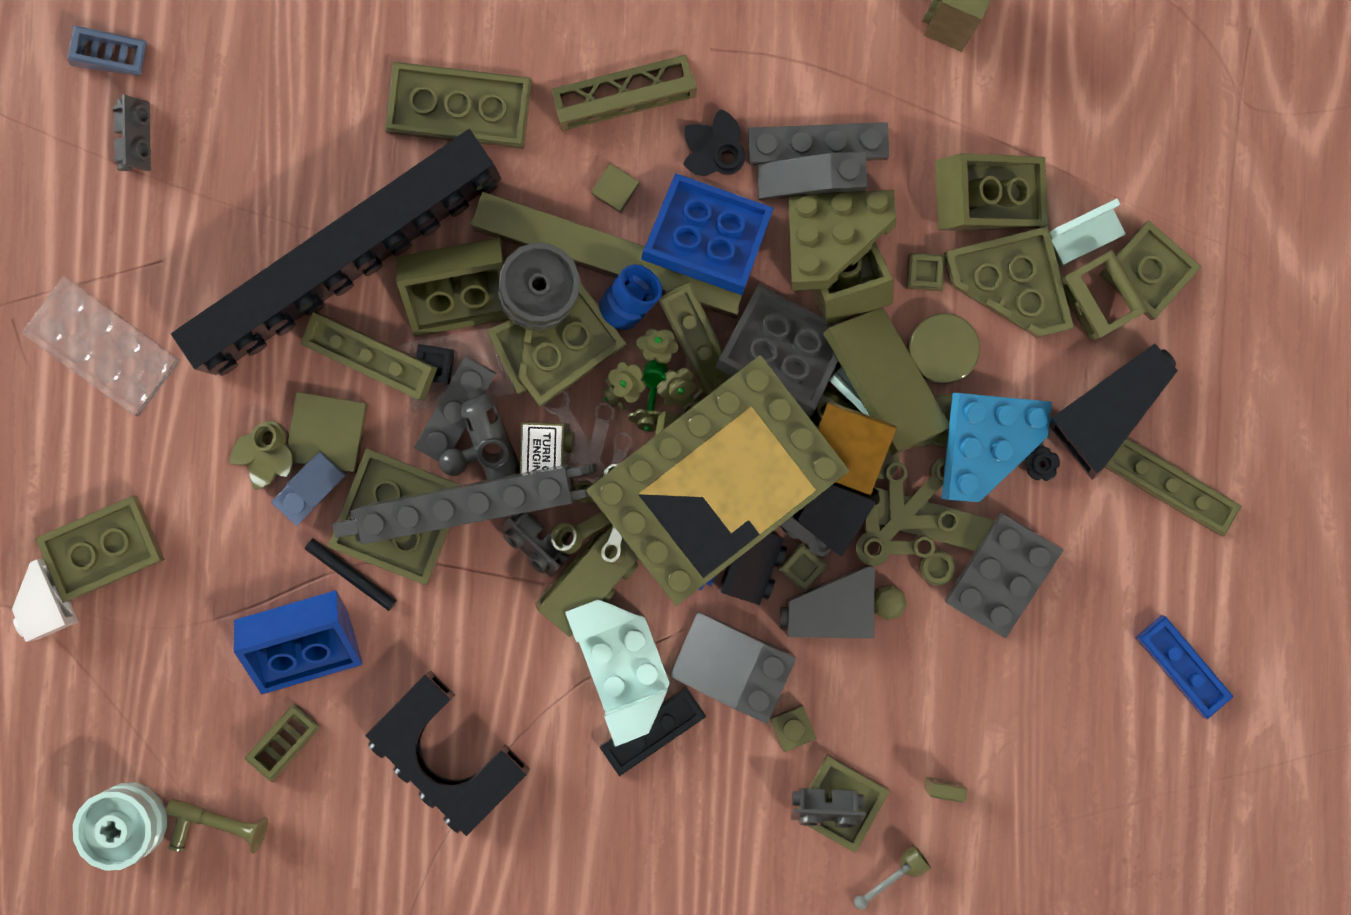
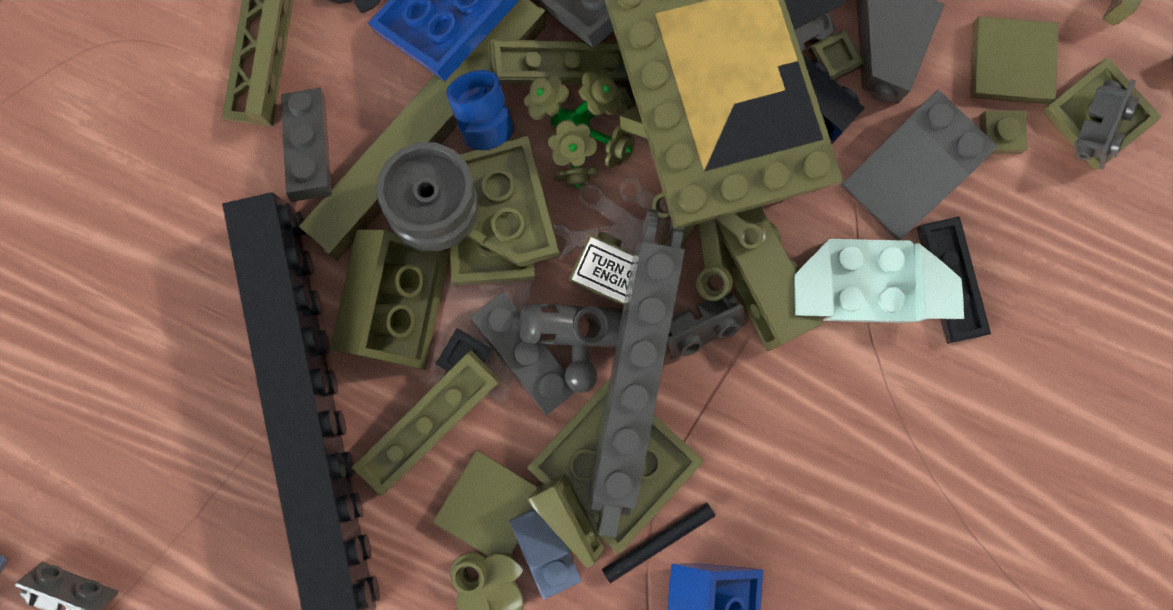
camera: 65 degrees left, 5 degrees down
(337, 495) = (566, 516): none -> olive slope
(450, 101) = (188, 228): olive tile -> none
(462, 800) = (957, 513): black arch -> none
(552, 167) = (305, 145): none -> dark grey plate
(615, 188) = (356, 92): olive tile -> none
(858, 715) = (1014, 60): none -> olive tile

